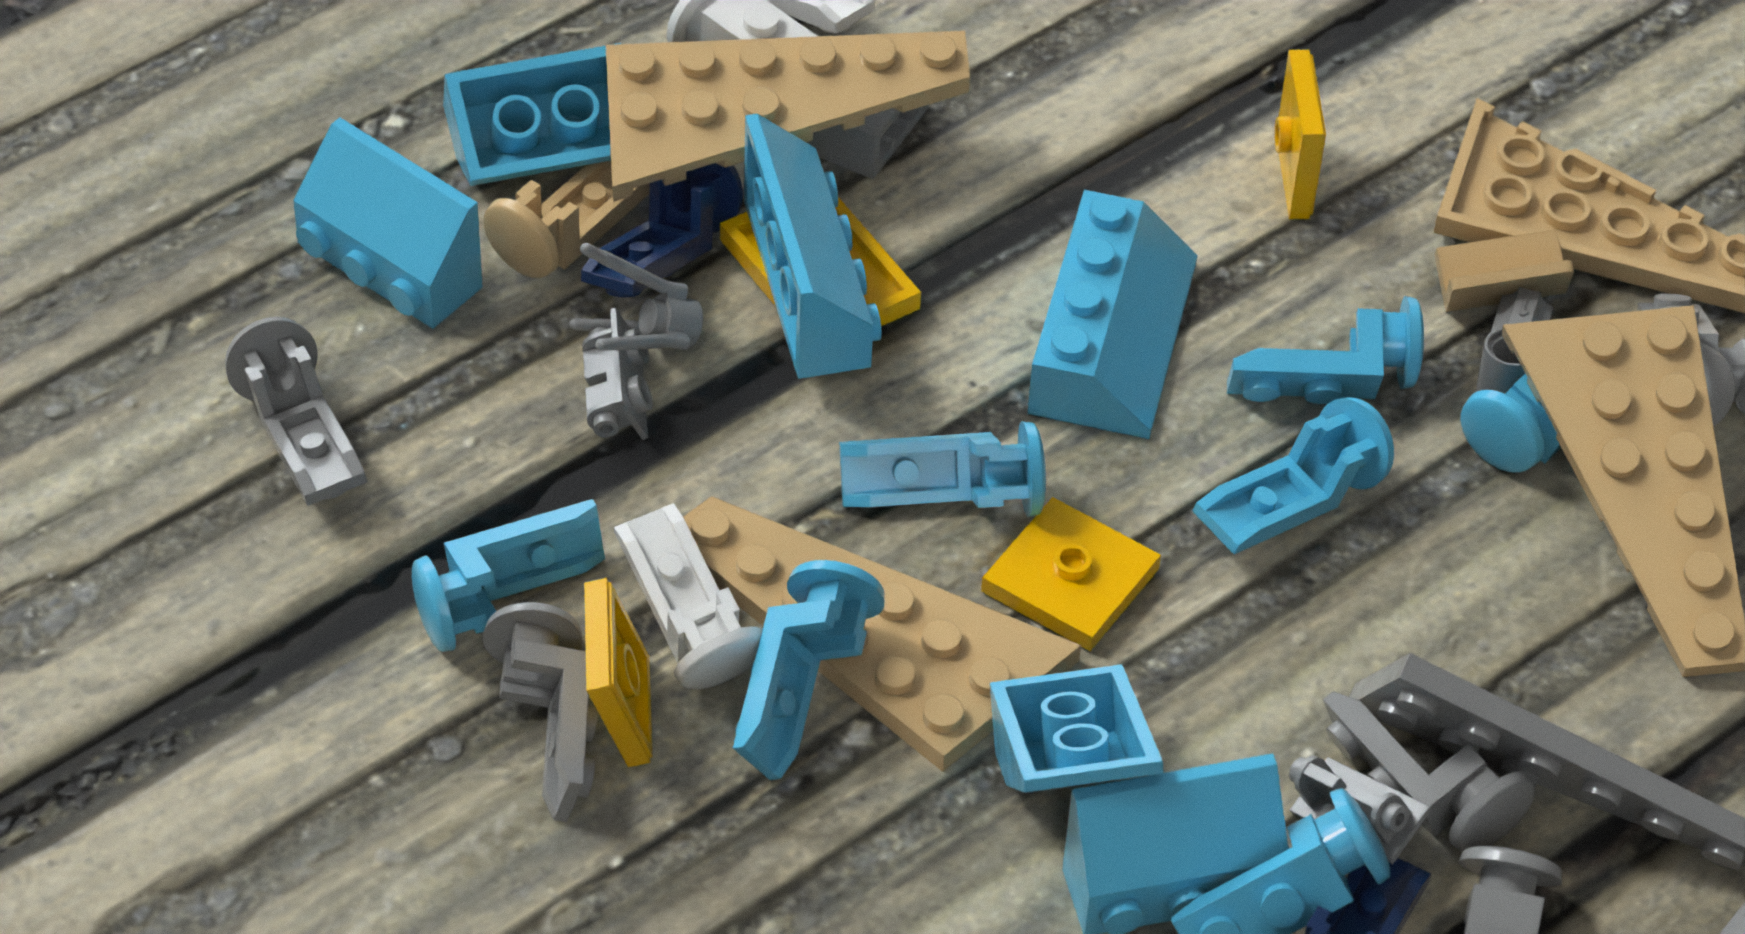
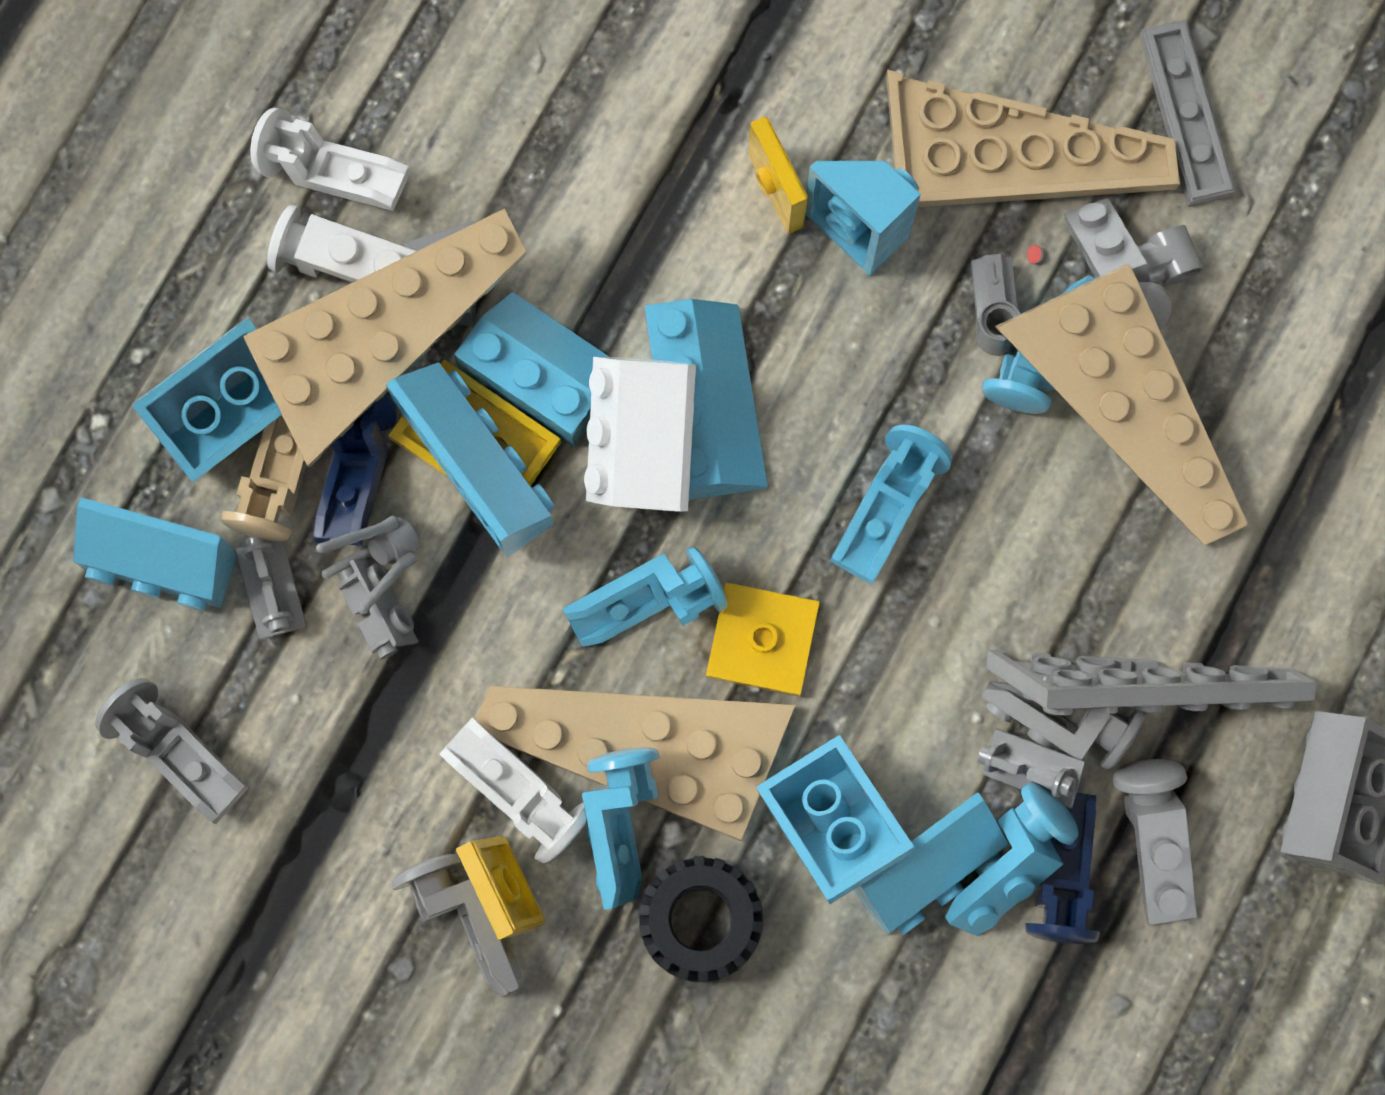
camera: 20 degrees left, 30 degrees up
(501, 565) = (369, 815): medium azure piece -> none
(503, 316) = (270, 587): none -> light grey hinge
(841, 850) = (744, 910): none -> black tyre
(929, 228) = (532, 365): none -> medium azure slope
(1016, 291) = (640, 433): none -> white slope
(1327, 375) = (898, 352): medium azure piece -> none
(1388, 178) = (862, 207): none -> medium azure slope
(1487, 269) = (964, 237): tan panel -> none

